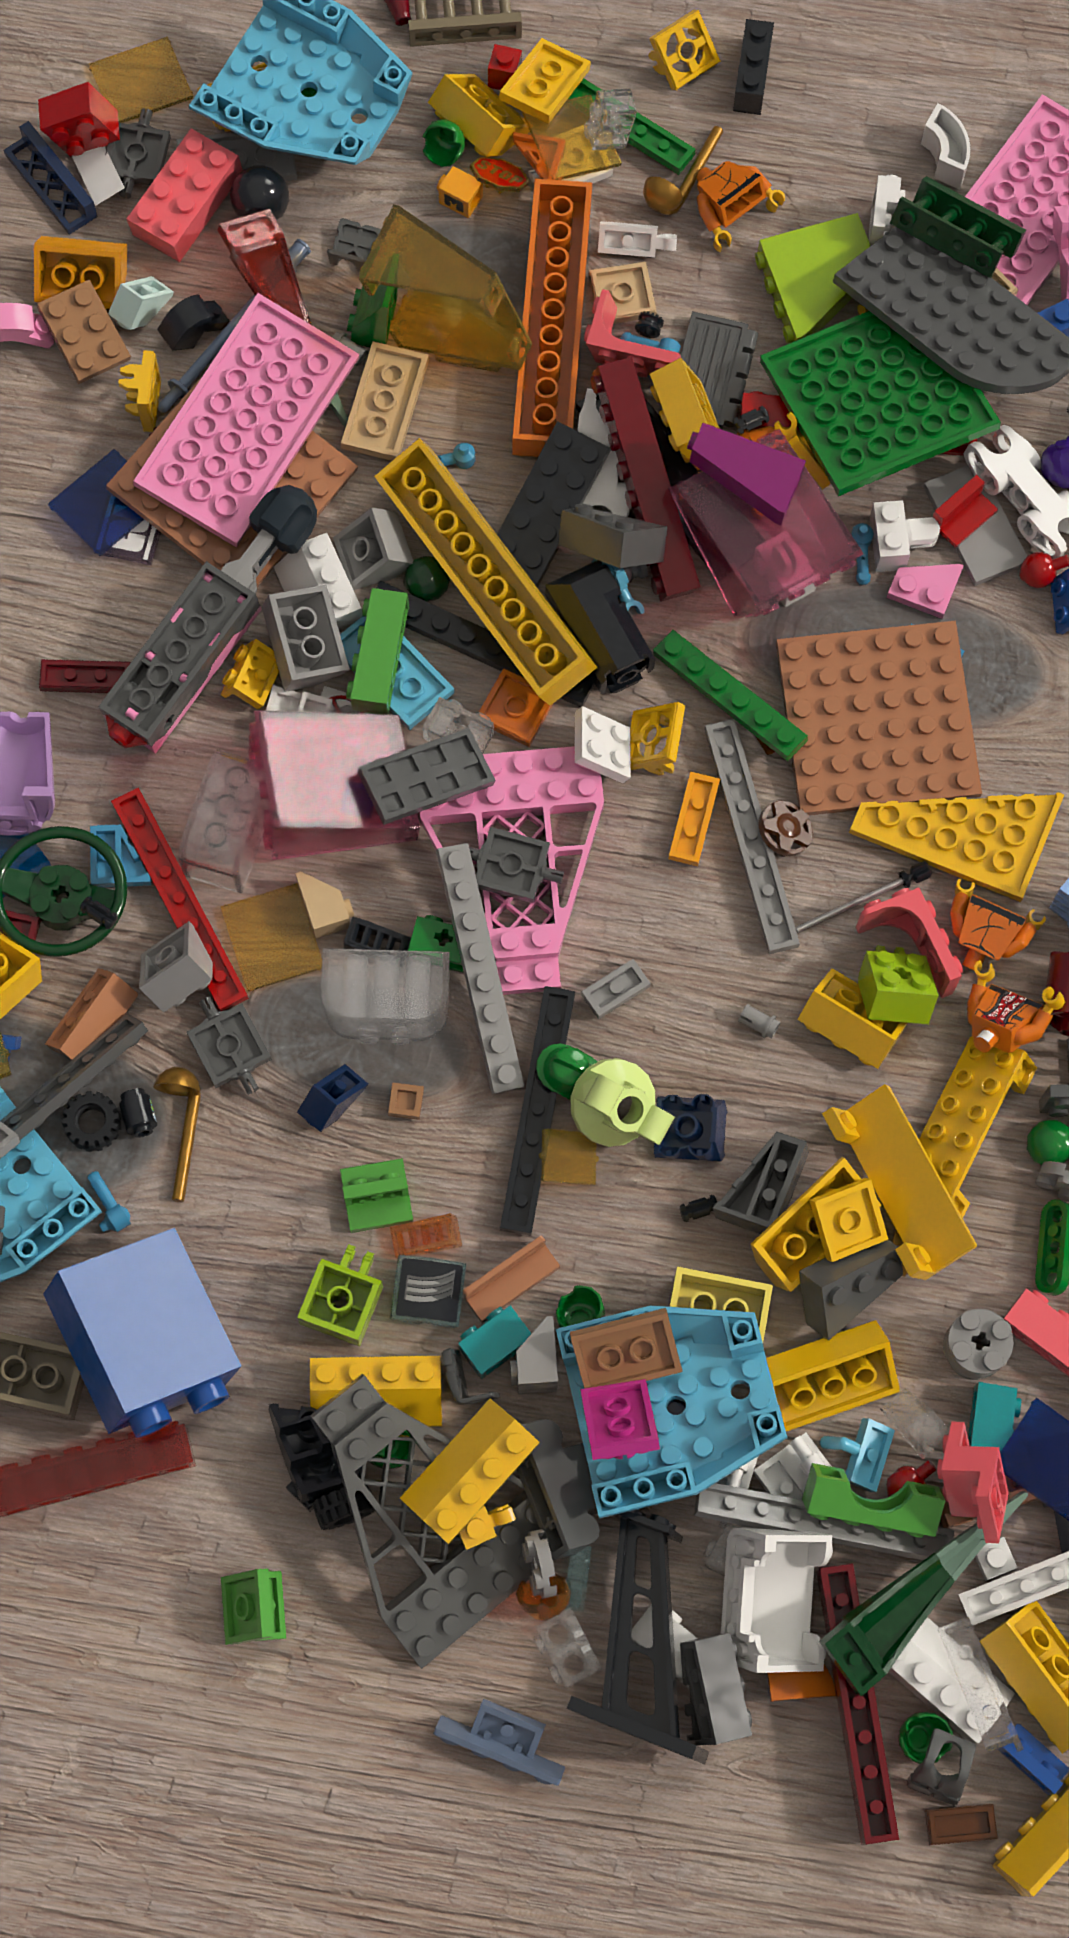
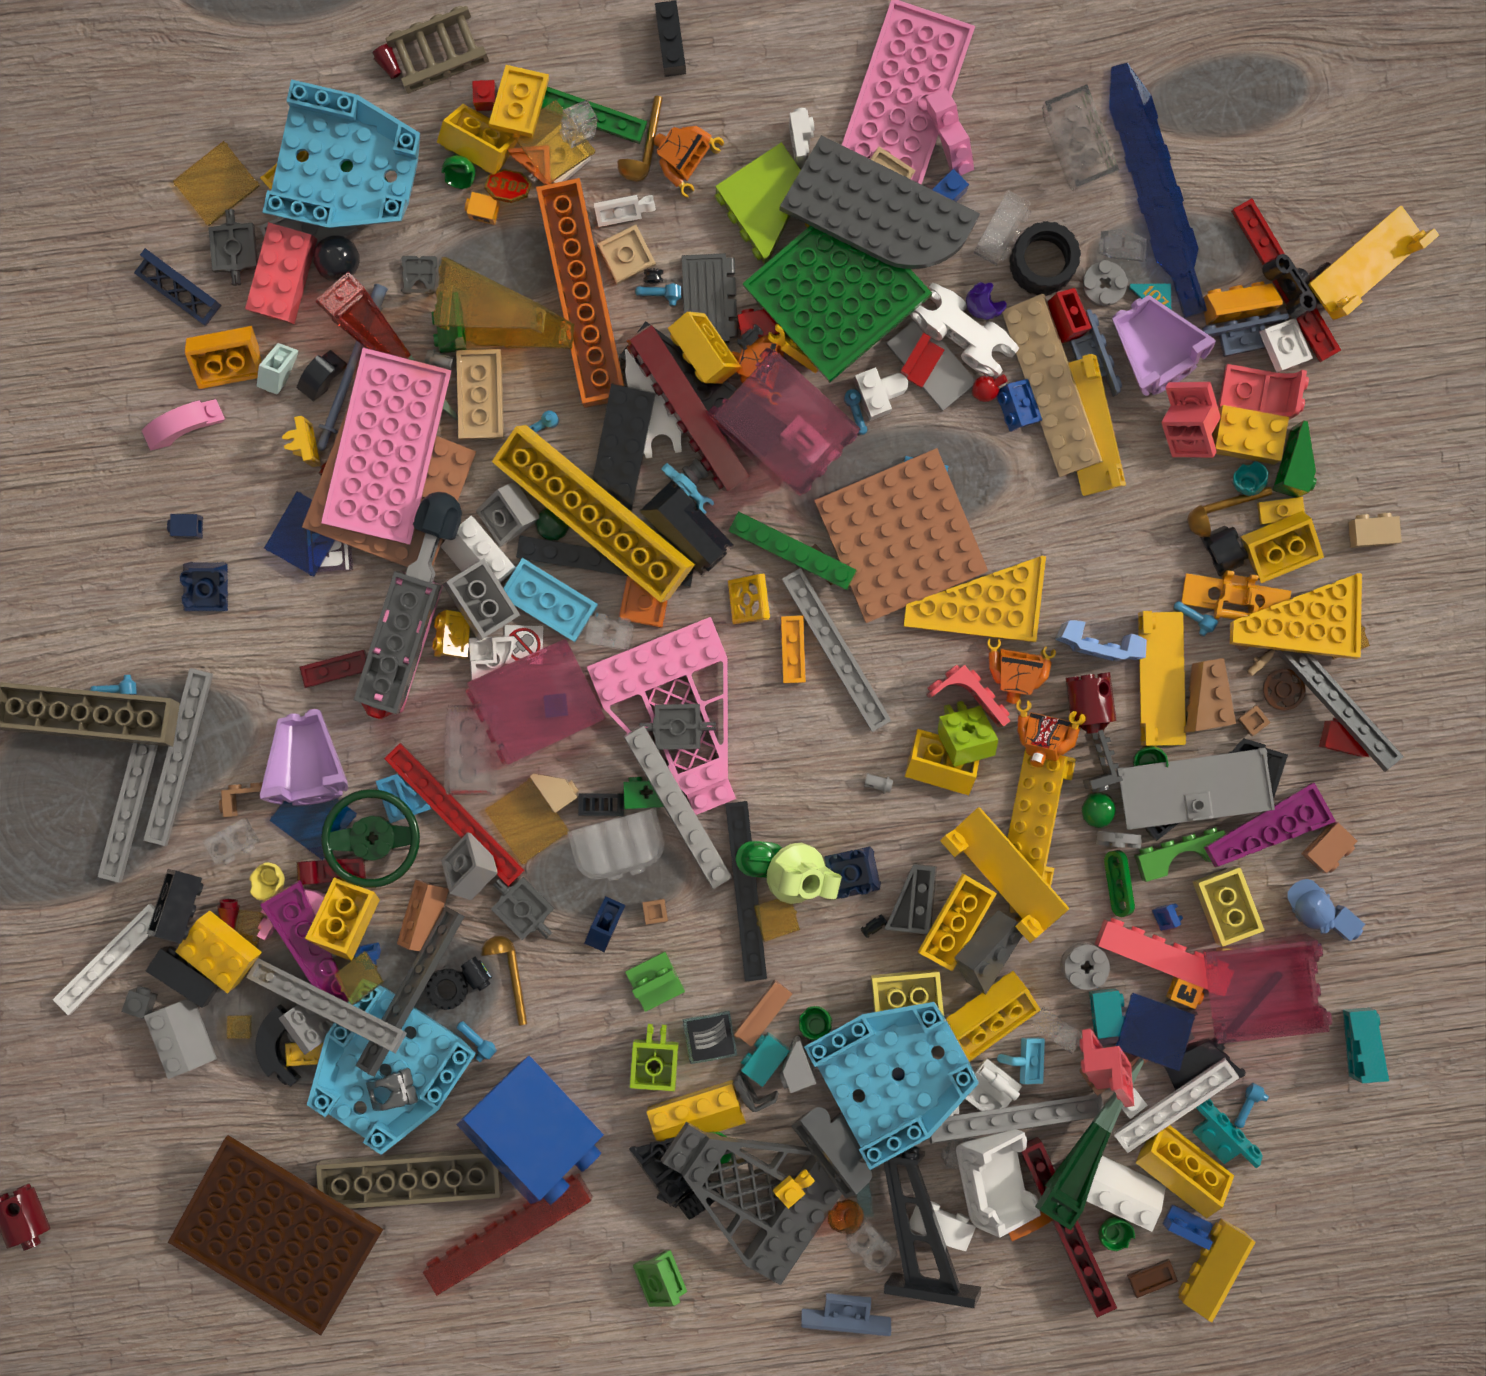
camera: 15 degrees left, 15 degrees up
(78, 119) = (182, 238): red brick -> none
(83, 331) = (243, 405): medium nougat plate -> none
(98, 174) = (208, 270): white sticker -> none
(98, 912) = (404, 849): black piece -> none
(379, 651) = (537, 595): bright green brick -> none
(426, 776) = (599, 683): dark grey plate -> none
(453, 1241) = (713, 990): clear orange slope -> none
(469, 1470) = (776, 1164): yellow slope -> none
(539, 1554) = (842, 1212): light grey plate -> none
(602, 745) = (714, 617): white plate -> none
(608, 348) = (624, 304): coral bracket -> none
(612, 537) = (676, 463): dark grey wedge -> none
(615, 989) = (774, 789): light grey plate -> none
(619, 1420) = (865, 1104): dark pink plate -> none
(626, 1350) = (856, 1053): medium nougat plate -> none
(696, 27) = (625, 27): yellow piece -> none
(715, 1691) = (975, 1252): wedge -> none
(748, 469) = (763, 392): magenta slope -> none
(786, 827) = (858, 638): wheel -> none
(848, 1219) = (978, 914): yellow plate -> none
(909, 1473) = (1063, 1073): red piece -> none
(911, 1509) = (1070, 1095): bright green arch -> none
(917, 873) = (958, 643): piece -> none
(925, 587) = (908, 424): bright pink wing -> none
(943, 1787) = (1126, 1260): dark grey piece -> none
(948, 144) = (834, 63): white brick -> none
(958, 226) = (861, 122): dark green fence -> none
(979, 1685) = (1144, 1196): clear panel -> none

